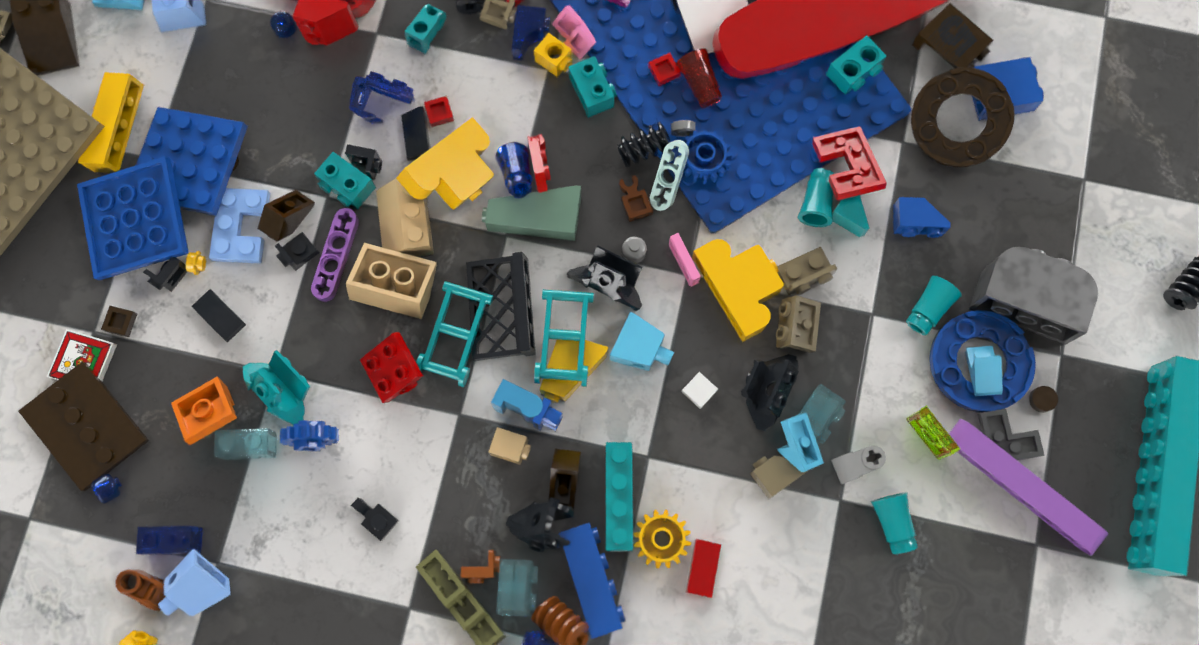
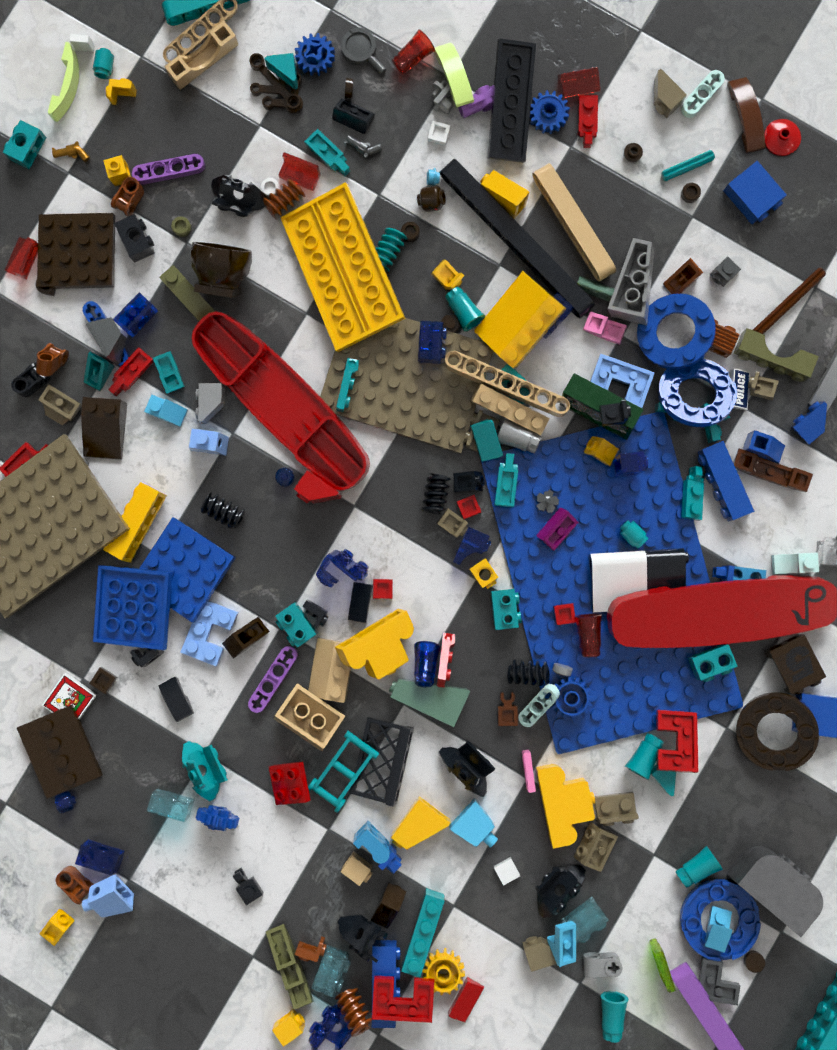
camera: 25 degrees right, 10 degrees up
(195, 262) = (170, 652): yellow plate -> none
(204, 410) = (148, 773): orange plate -> none
(216, 80) = (222, 511): none -> black piece
(296, 252) = (245, 667): black bracket -> none
(424, 28) = (393, 517): teal leg -> none
(541, 369) = (396, 826): teal piece -> none
(574, 31) = (507, 565): bright pink slope -> none
(605, 600) = (399, 1008): none -> red plate
(634, 249) = (494, 748): light grey piece -> none
(916, 217) = (713, 794): blue slope -> none

